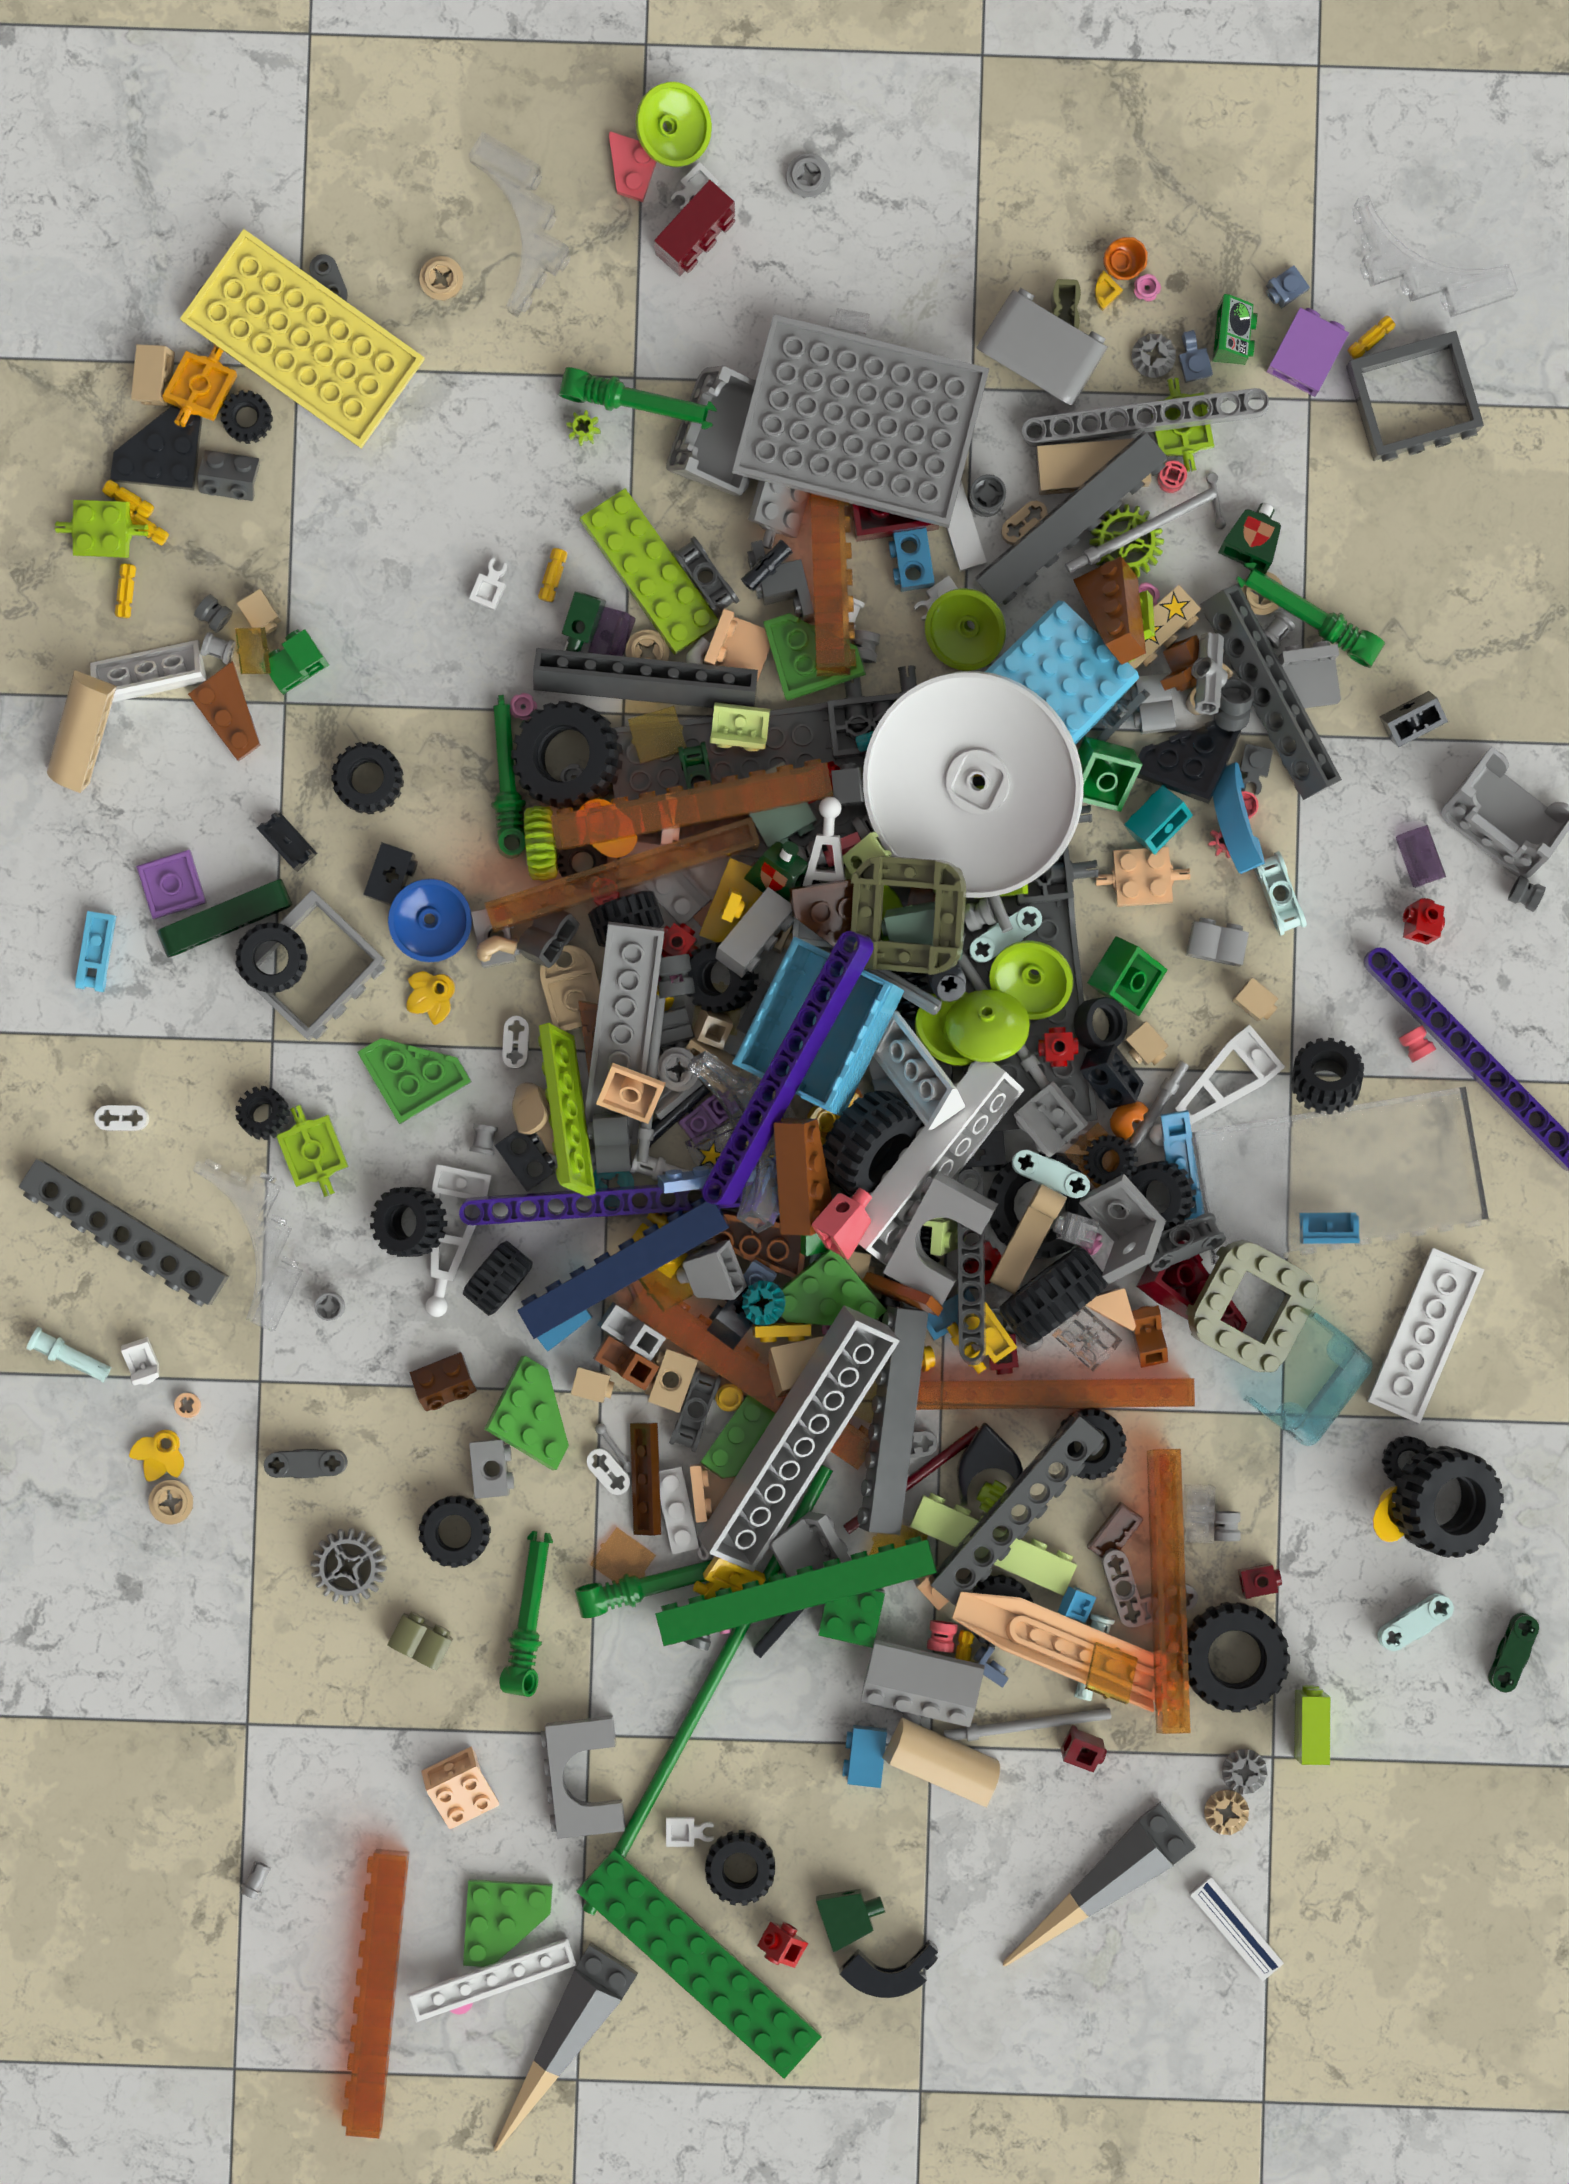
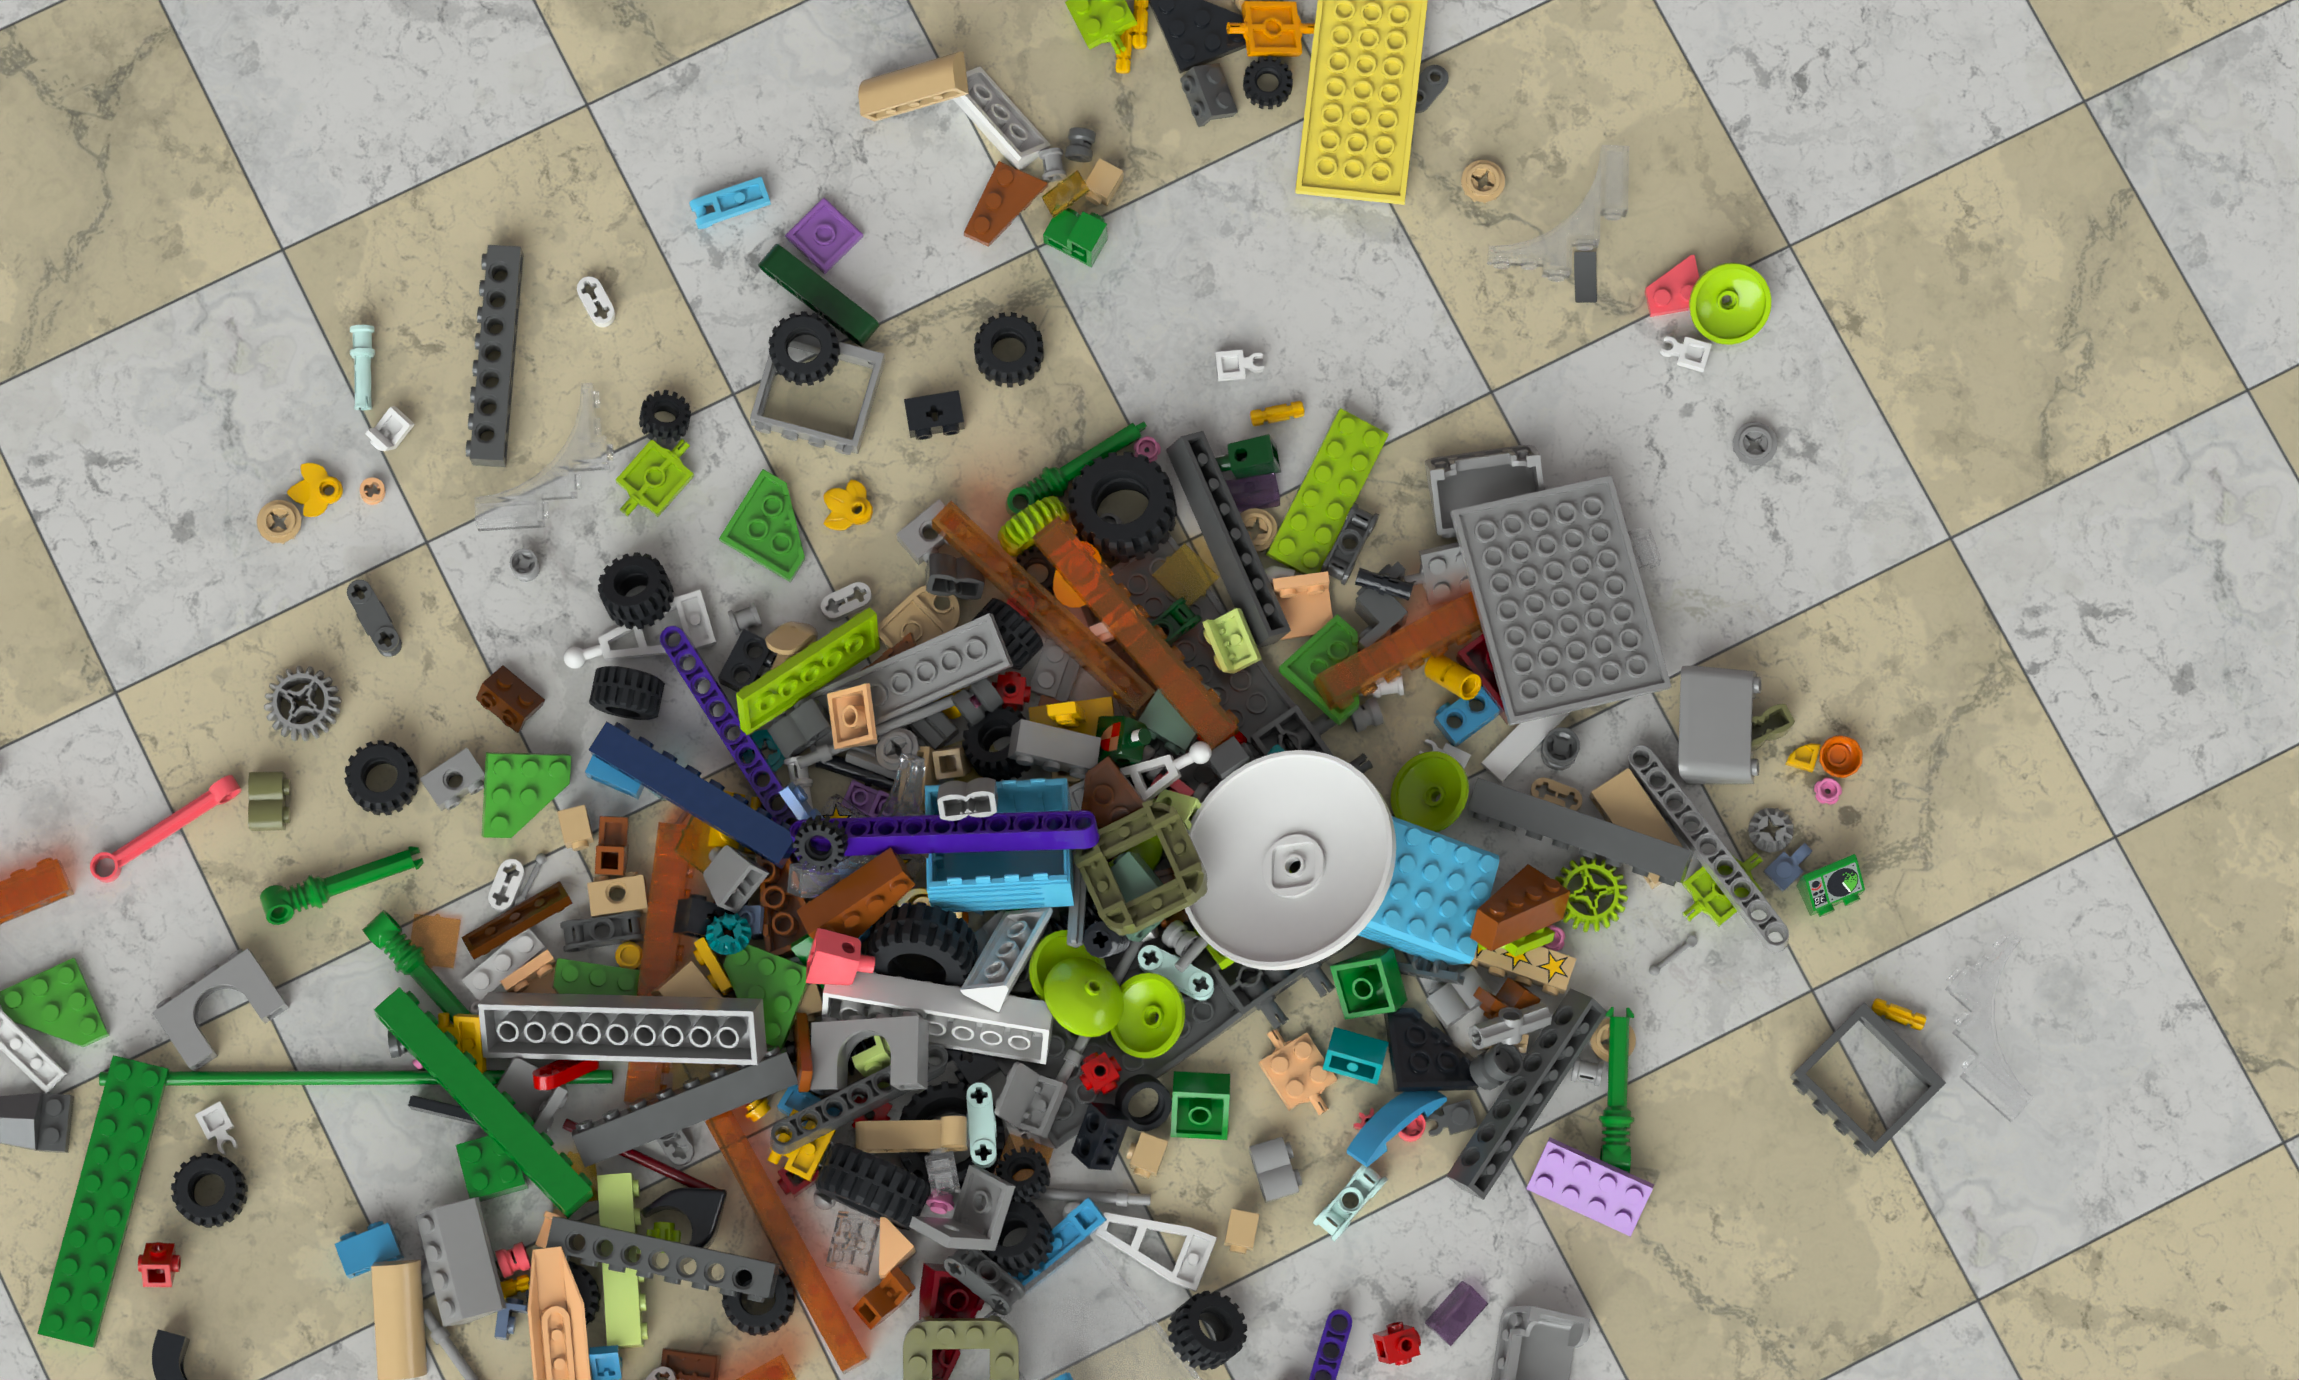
camera: 60 degrees right, 10 degrees down
(125, 590) = (1059, 62): yellow axle -> none
(287, 841) = (915, 312): black hinge -> none
(395, 1739) = (218, 794): none -> coral piece
(430, 940) = (894, 460): blue dish -> none
(459, 1788) = (152, 905): light nougat bracket -> none
(494, 944) = (921, 532): tan arm -> none
(577, 238) = (1585, 277): none -> dark grey sticker
(586, 421) = (1425, 375): lime gear -> none
(611, 393) = (1464, 378): green piece -> none
(631, 1331) = (642, 835): light grey brick -> none
(695, 228) = (1649, 370): dark red brick -> none
(726, 1175) = (814, 856): none -> black tyre
(770, 1033) = (962, 799): none -> light grey brick
(805, 1515) = (561, 1072): none -> red beam
(847, 1916) = (214, 1311): dark green torso -> none
(875, 552) = (1453, 677): none -> yellow pin
(1093, 555) = (1557, 867): light grey bar -> none
(1123, 1117) = (1070, 1169): orange hair -> none
(1168, 480) = (1671, 907): coral wheel -> none
(1253, 538) = (1656, 1003): dark green torso -> none
(1286, 287) = (1899, 914): sand blue bracket -> none
(1308, 351) = (1853, 962): medium lavender panel -> none
(1313, 673) = (1566, 1119): light grey bracket -> none
(1378, 683) = (1590, 1186): none -> plate
(1413, 719) = (1574, 1235): black brick -> none

